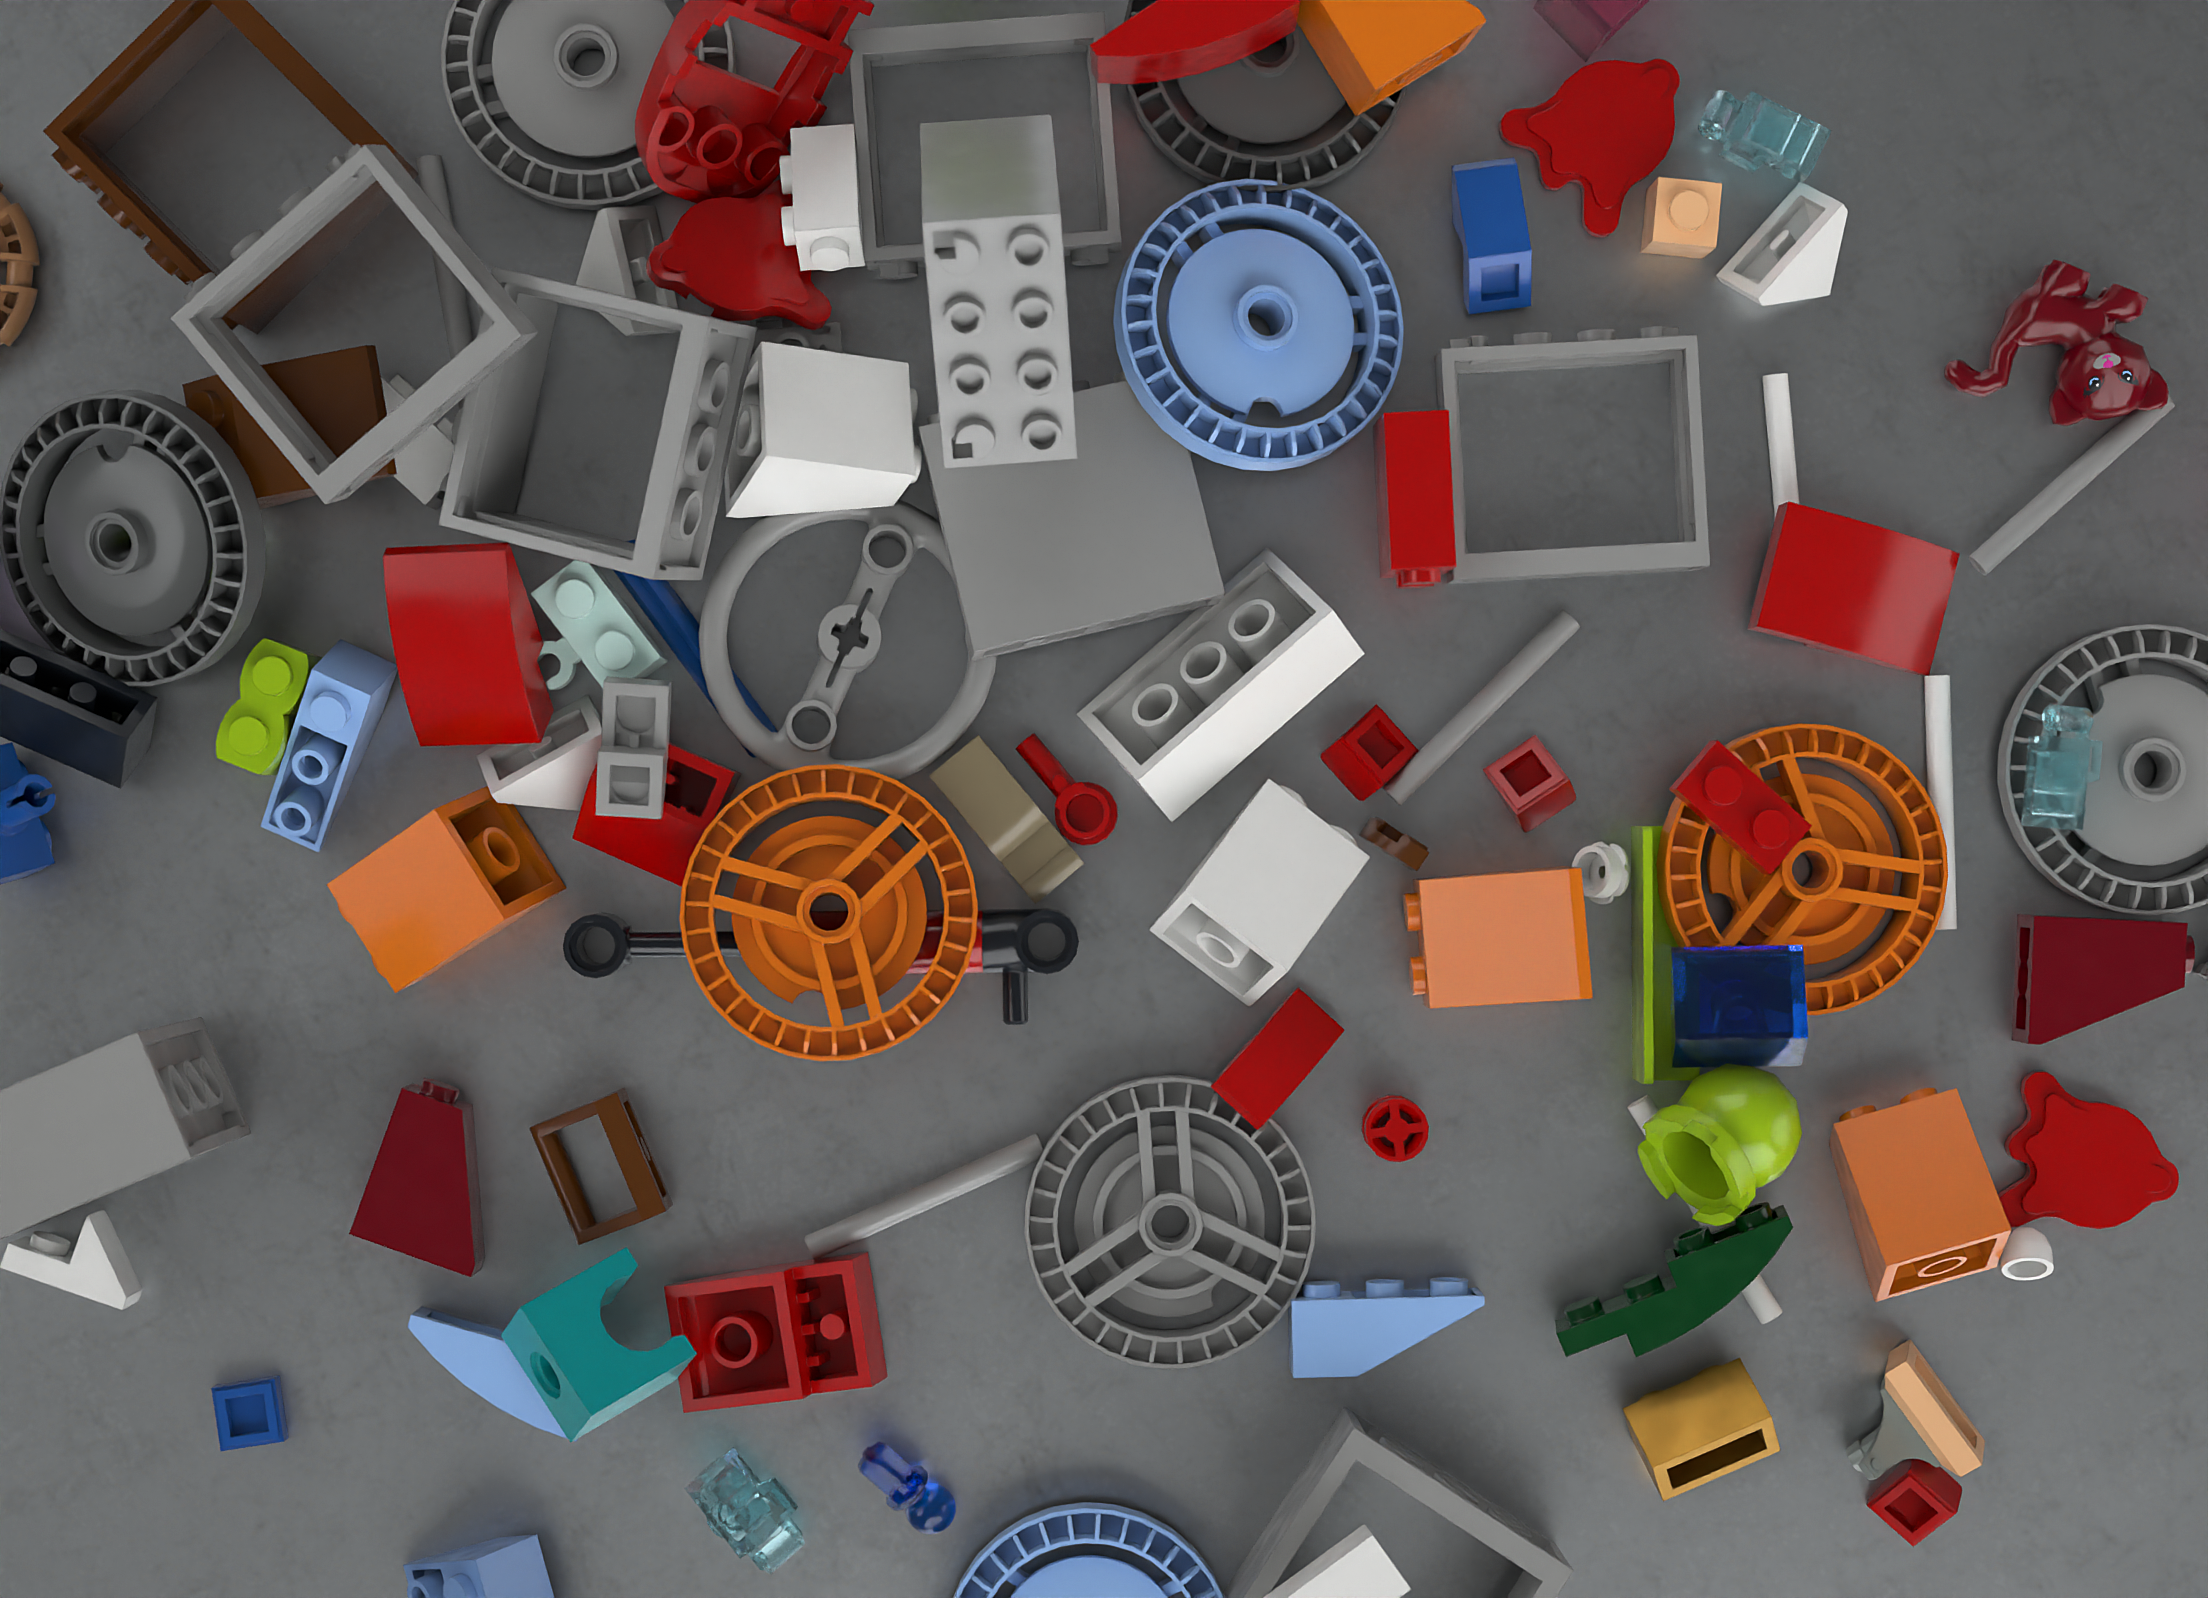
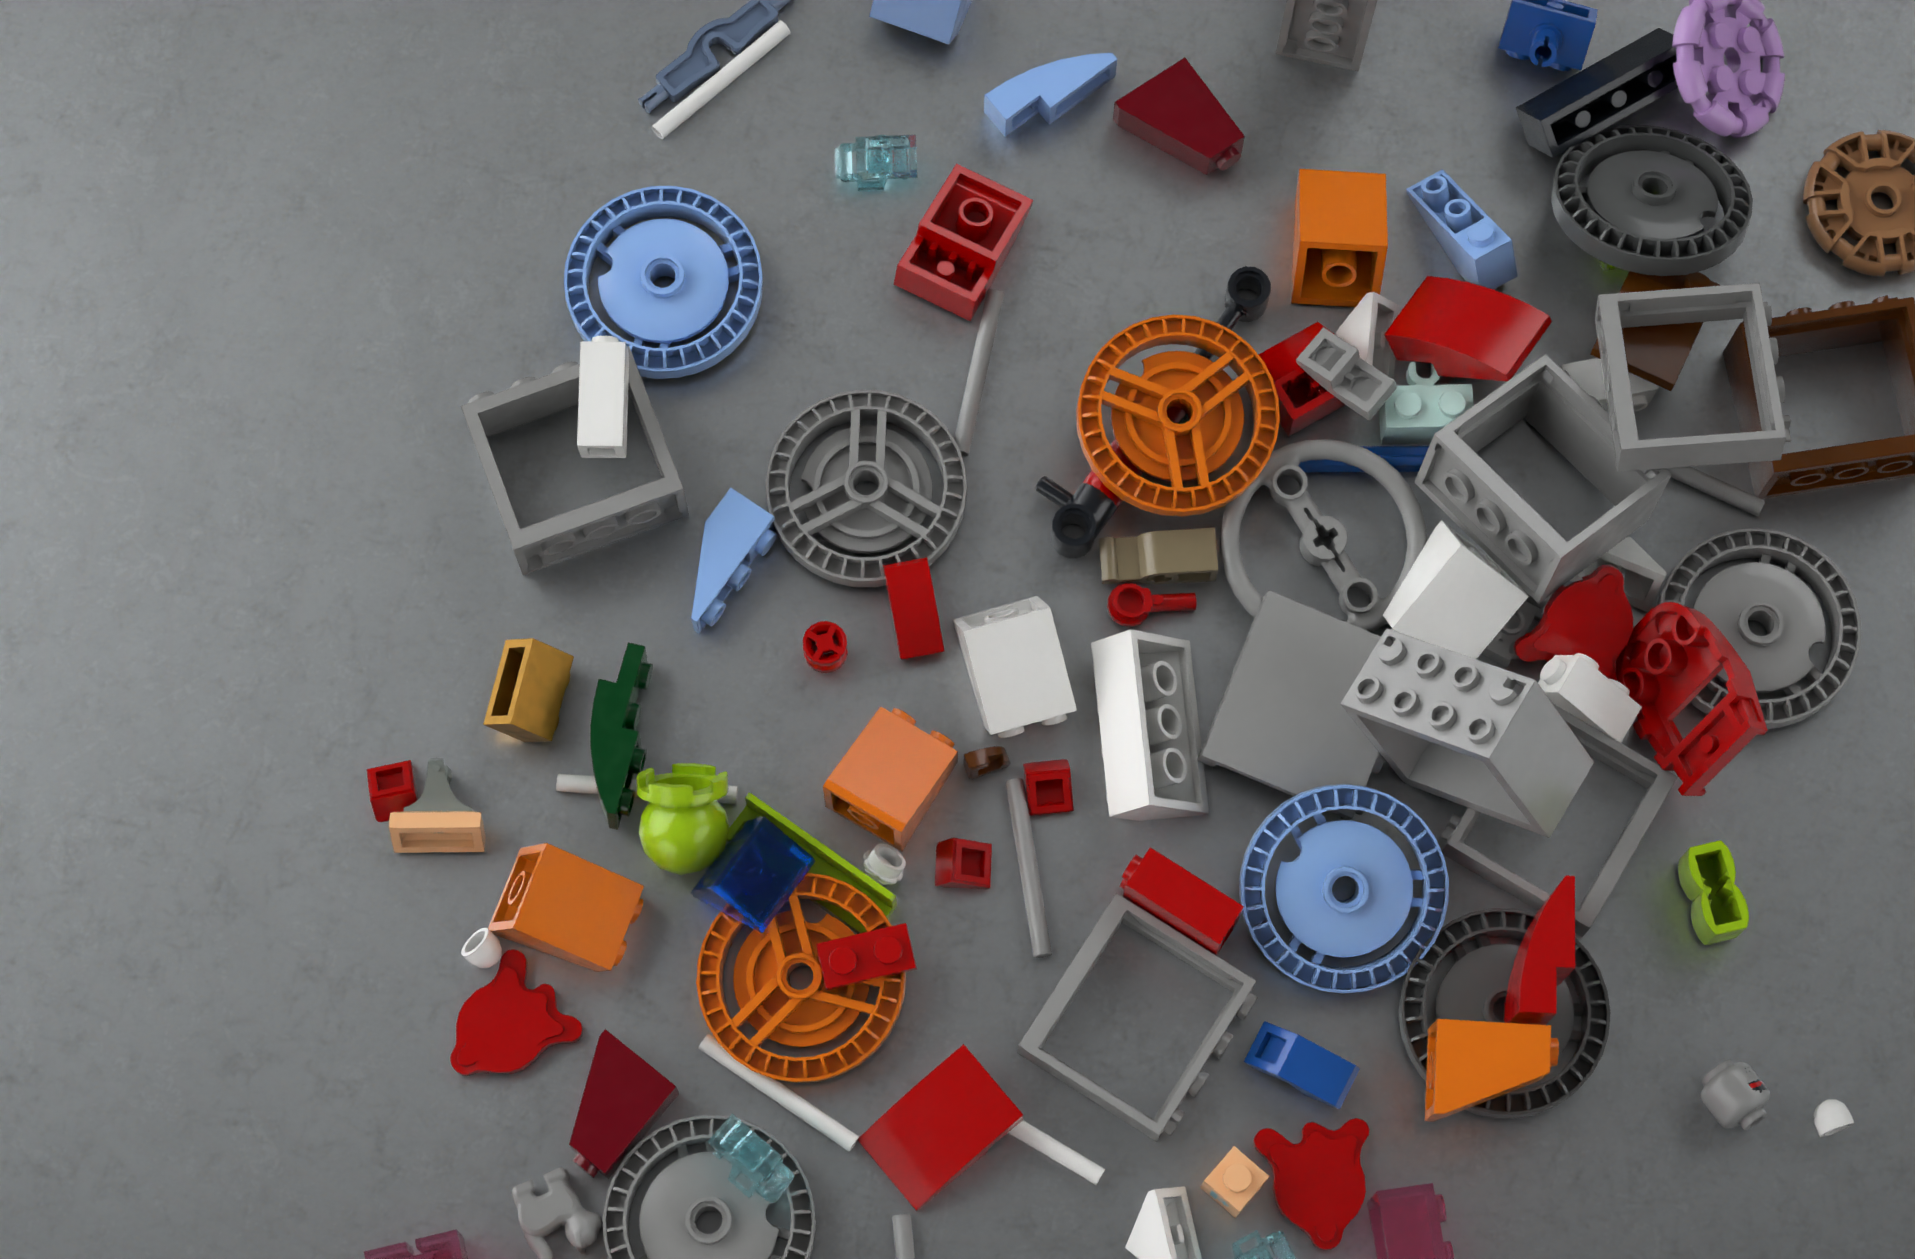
camera: 125 degrees right, 15 degrees down
(261, 721) = (1501, 199): lime brick -> none
(576, 1362) = (1030, 117): teal piece -> none
(632, 1156) = (1118, 232): reddish brown tile -> none
(927, 1505) = (806, 257): clear blue axle -> none

